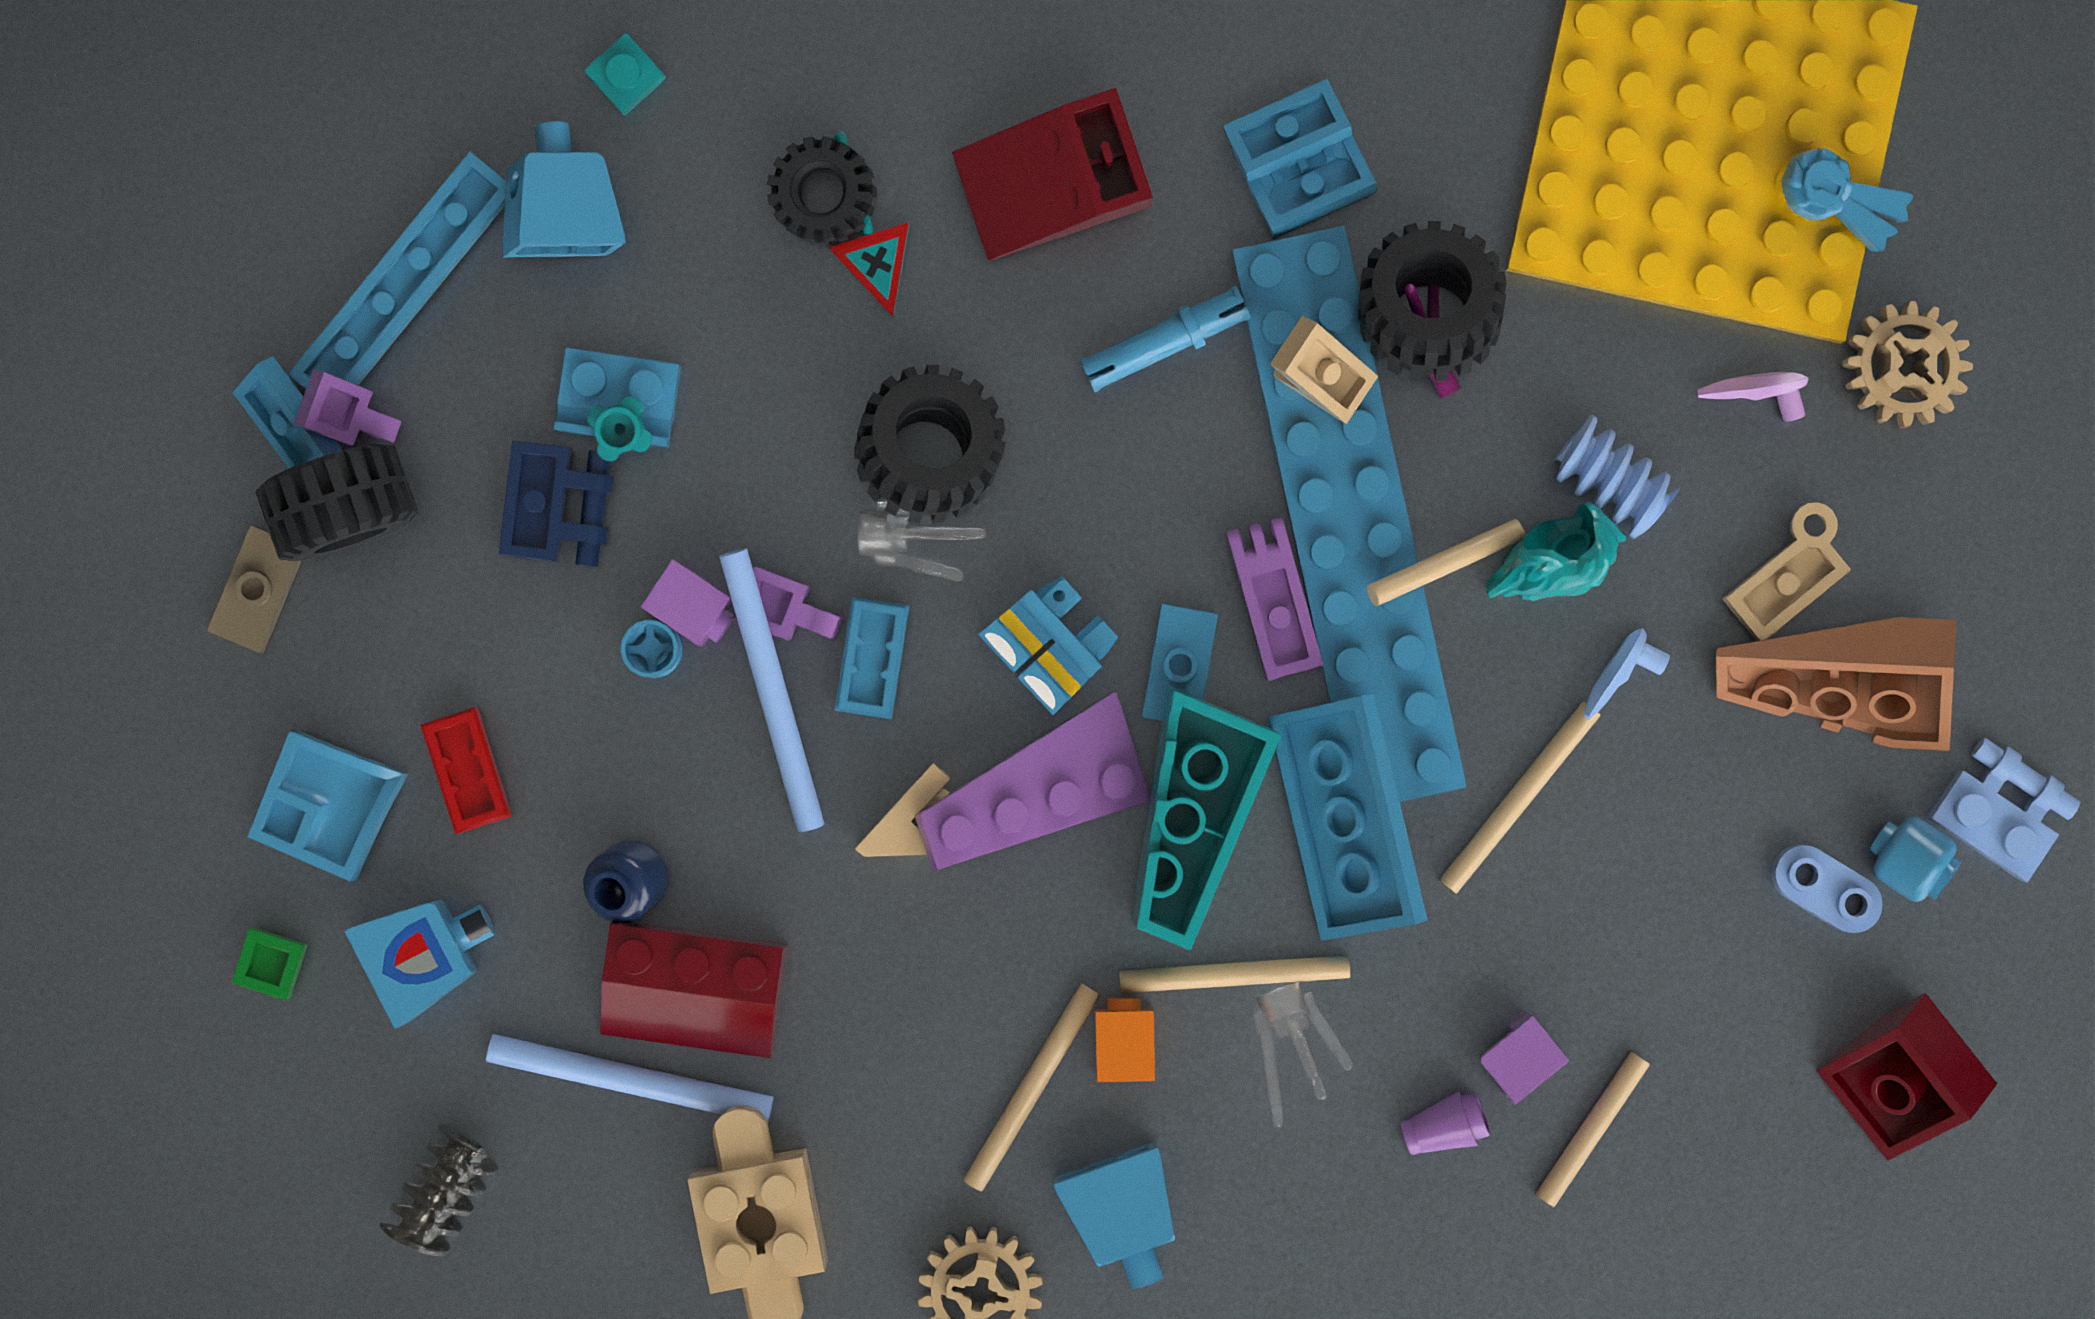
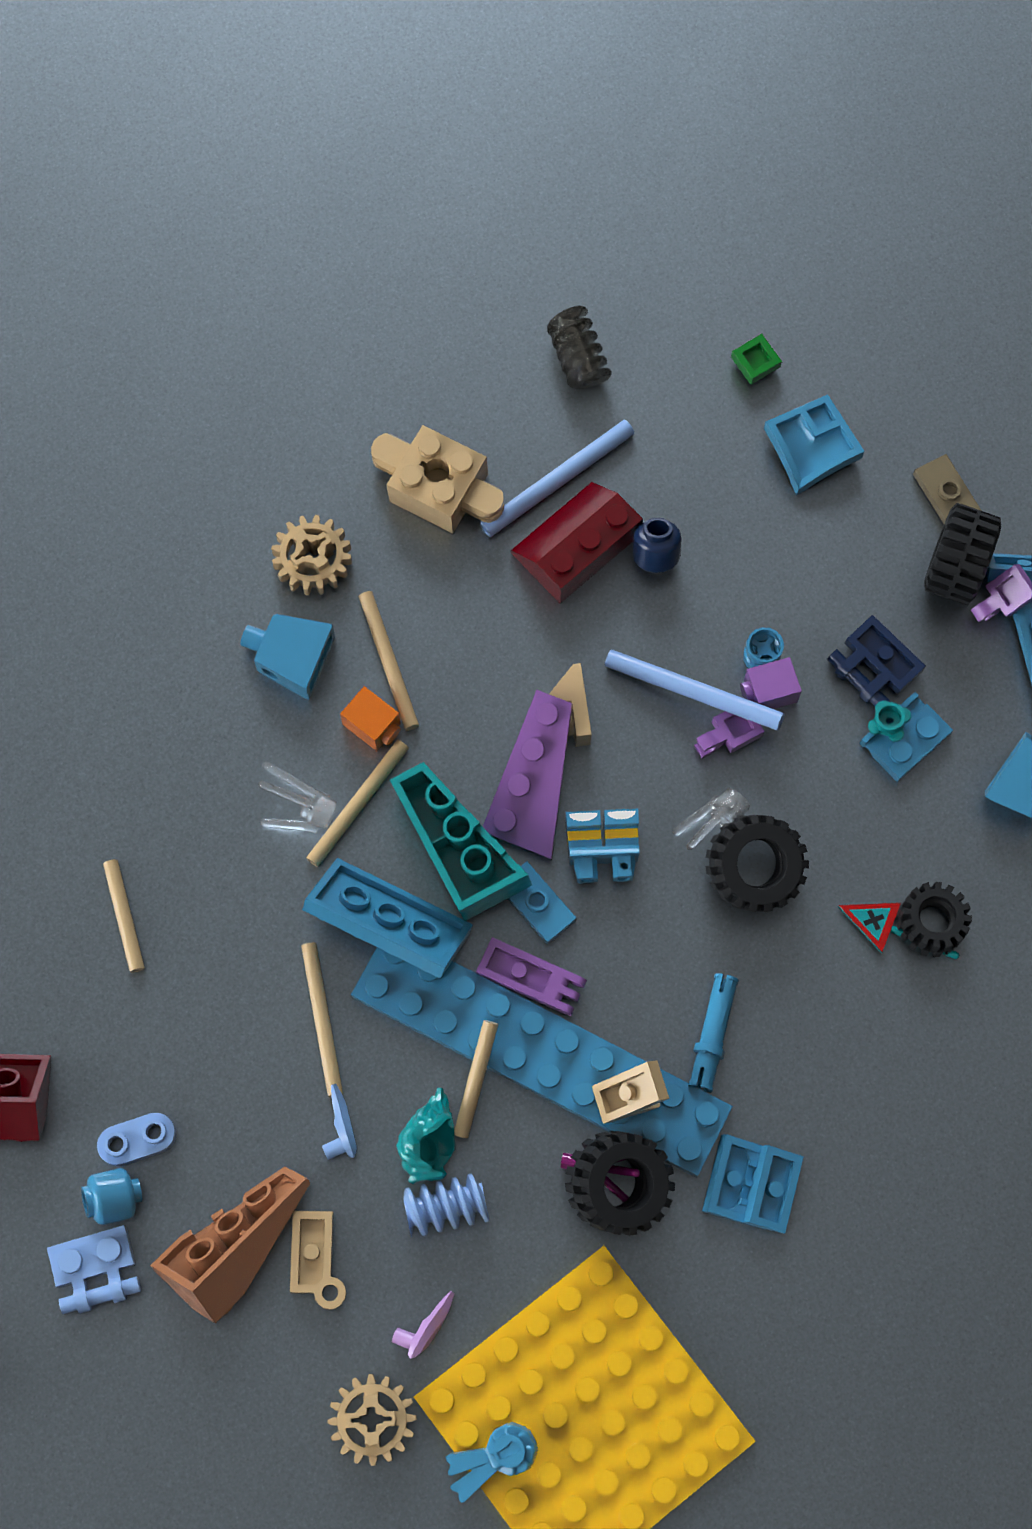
camera: 130 degrees right, 15 degrees down
(418, 955) = (703, 426): dark azure torso -> none
(466, 770) = (775, 519): red plate -> none
(872, 658) = (669, 753): dark azure plate -> none
(1053, 175) = (847, 1044): dark red slope -> none
(1447, 1125) = (190, 844): medium lavender cone -> none
(1523, 1058) = (190, 907): medium lavender panel -> none

